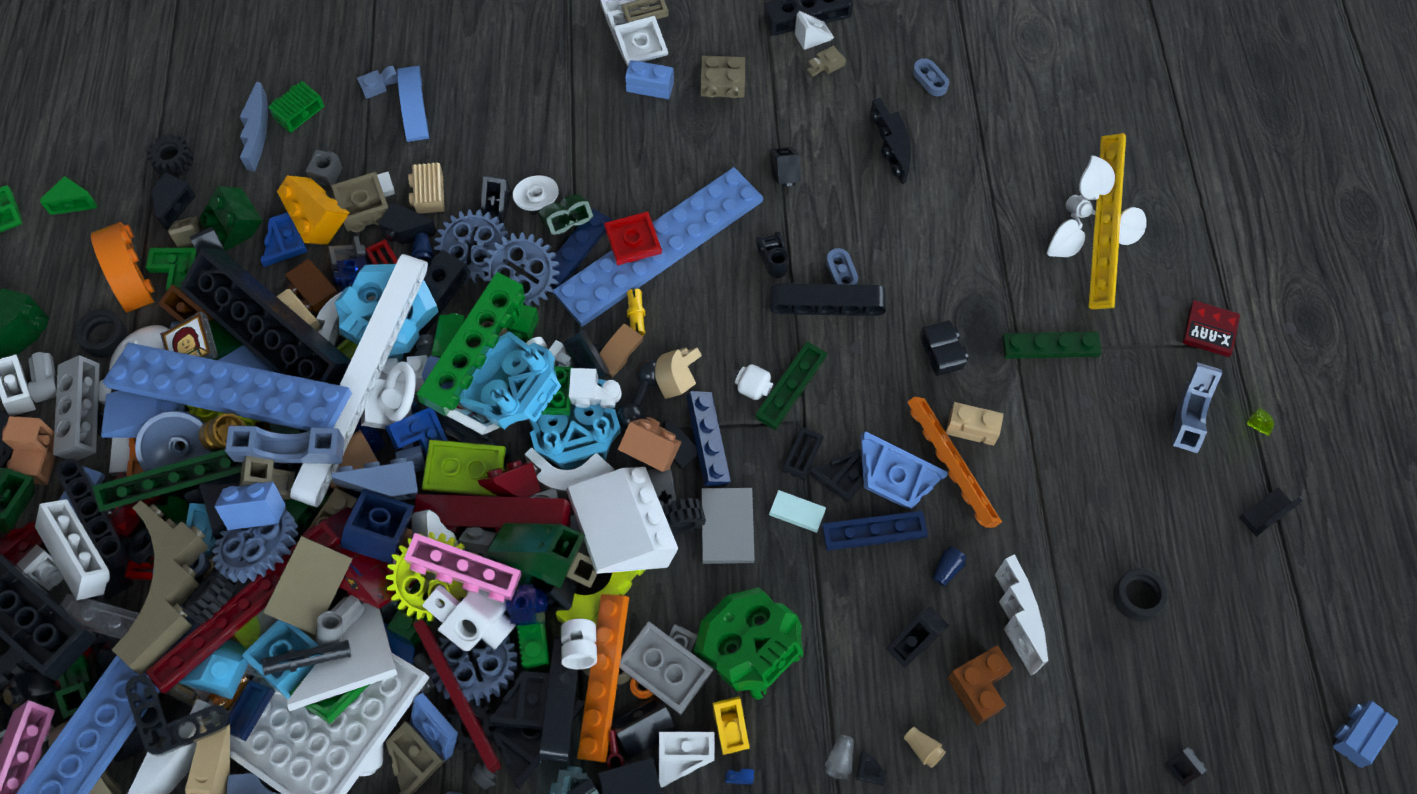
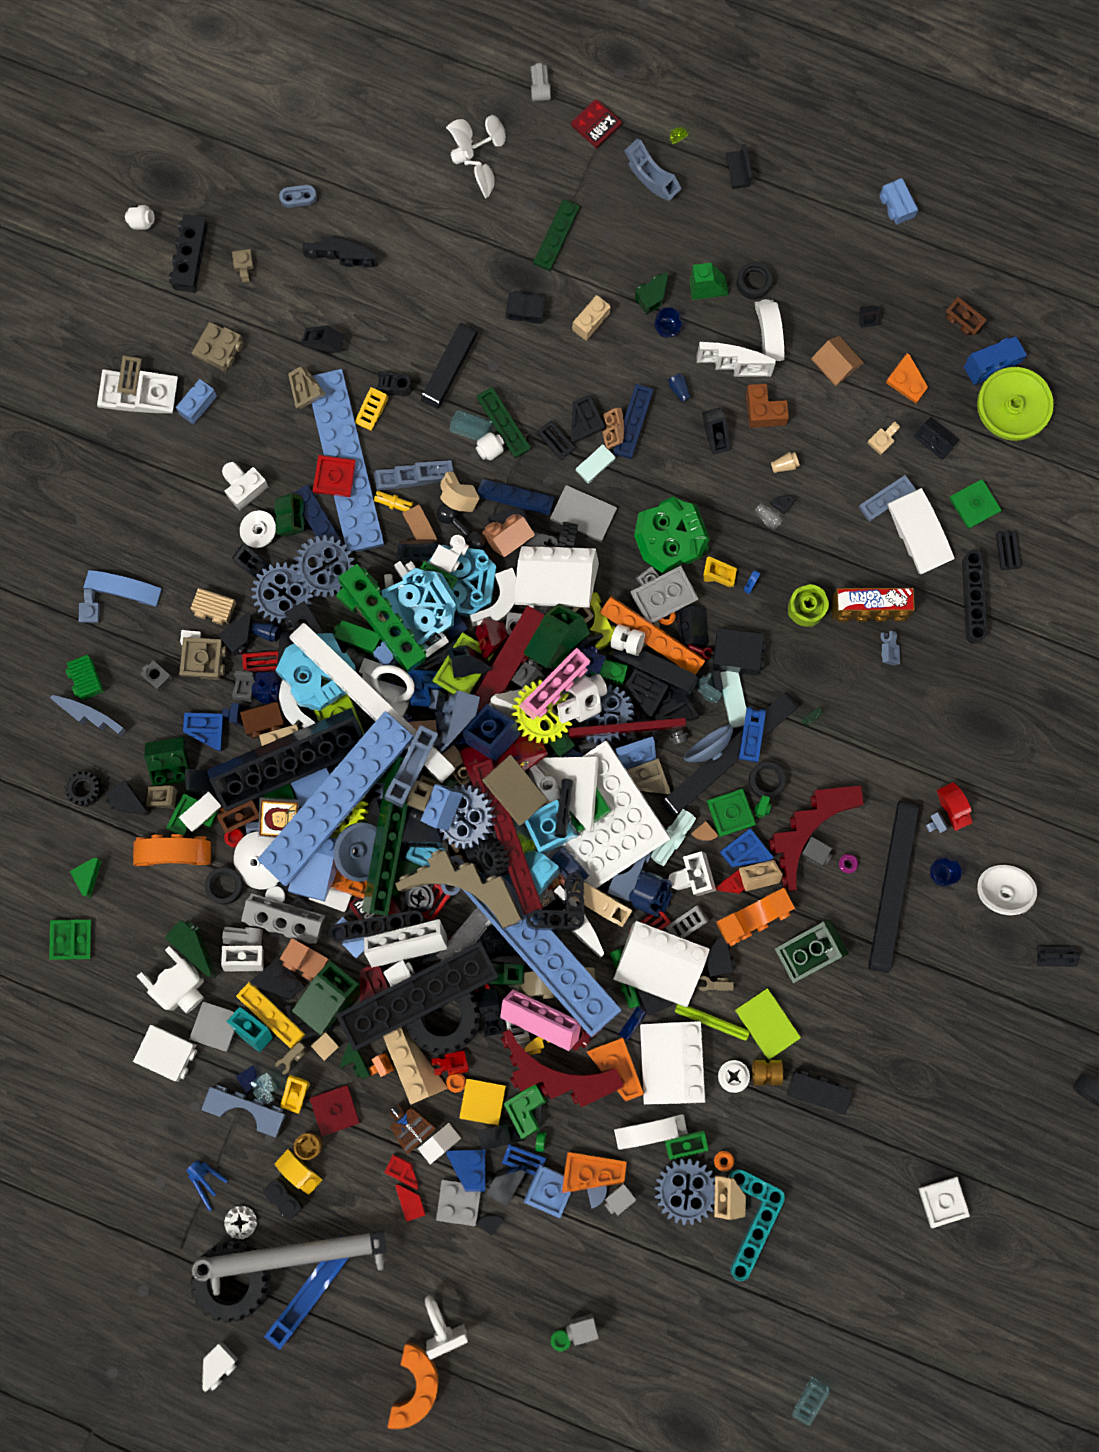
camera: 65 degrees left, 15 degrees up
(163, 318) = (233, 837): none -> red tile
(171, 268) = (200, 812): none -> white tile
(215, 431) = (370, 812): pearl gold wheel -> none
(311, 209) = (193, 697): light orange wedge -> none
(314, 256) = (234, 714): none -> dark blue tile
(464, 463) = (467, 661): none -> black slope
(516, 441) = (458, 627): none -> dark blue tile
(579, 159) = (244, 486): none -> white brick
(677, 318) = (411, 476): none -> sand blue slope
(683, 753) = (721, 609): white wing -> none
(720, 169) = (304, 387): none -> dark tan wing
(732, 238) = (380, 405): none -> yellow slope
(770, 351) = (469, 425): none -> clear light blue slope
(811, 31) = (211, 261): white slope -> none
(844, 271) = (431, 342): sand blue plate -> none
(844, 513) = (615, 428): none -> medium nougat slope
(895, 472) = (602, 386): medium blue wing -> none
(958, 469) = (602, 346): orange plate -> none
(1021, 513) = (668, 322): none -> clear blue hair
(1048, 481) = (651, 295): none -> dark green slope
(1086, 643) = (771, 329): none -> white arch
(1101, 535) = (707, 282): none -> green slope
(1102, 752) = (836, 360): none -> medium nougat slope
(1107, 227) = (489, 144): yellow tile -> none
(1211, 251) = (540, 87): none -> light grey piece

